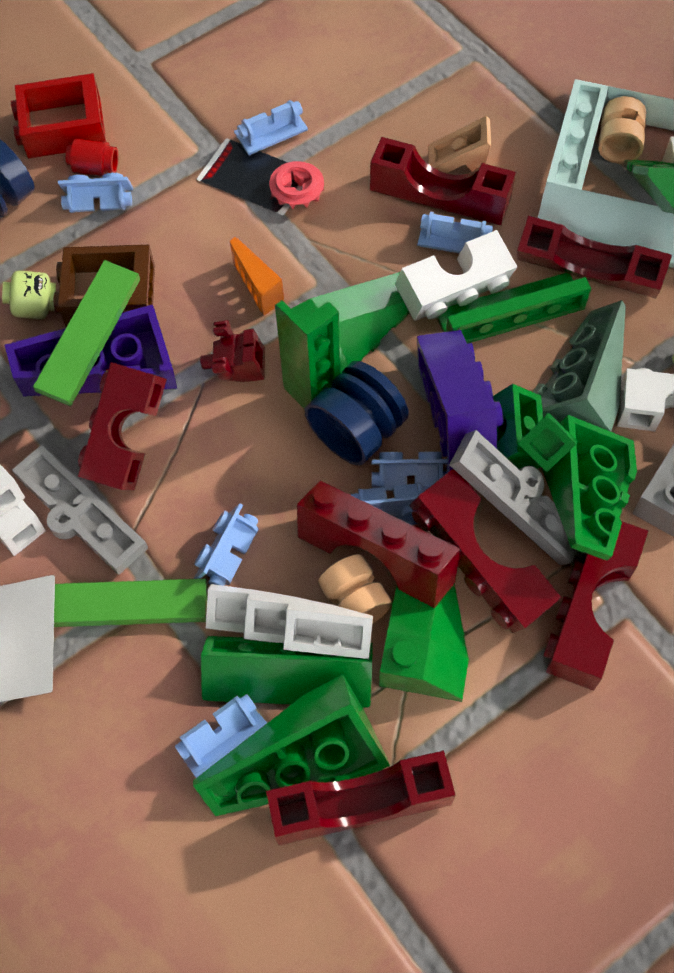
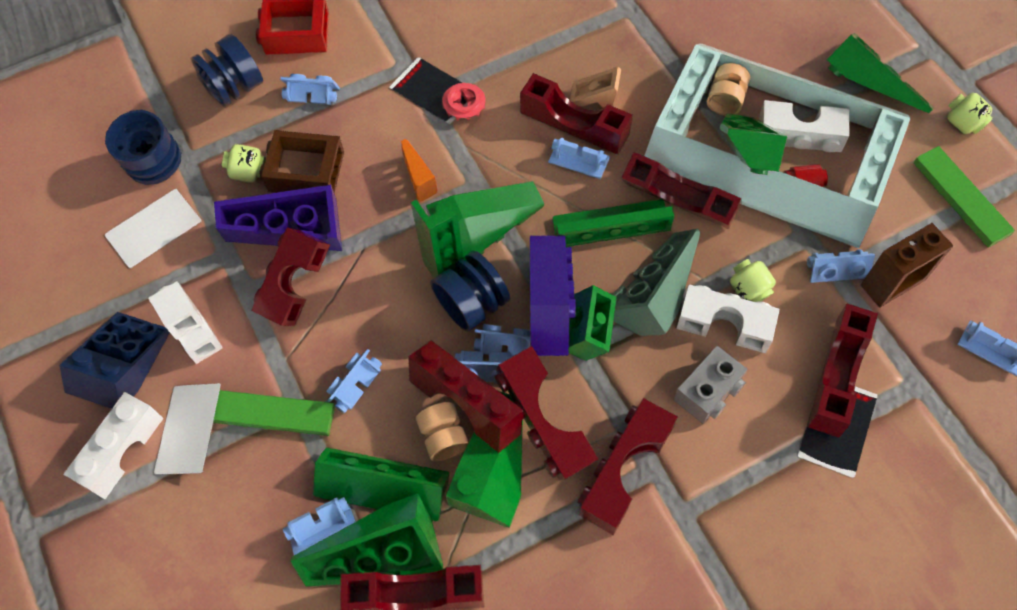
camera: 10 degrees right, 0 degrees up
(79, 511) = (248, 336): light grey hinge -> none
(87, 333) = (276, 201): bright green tile -> none
(92, 157) = (311, 60): red brick -> none
(235, 355) = (389, 232): dark red piece -> none
(266, 130) = (447, 56): light blue hinge -> none
(289, 620) = (387, 445): white slope -> none
(431, 290) = (549, 201): white arch -> none
(514, 494) = (579, 375): light grey hinge -> none
(547, 442) = (608, 336): green tile -> none
(592, 486) = (638, 372): green wedge -> none

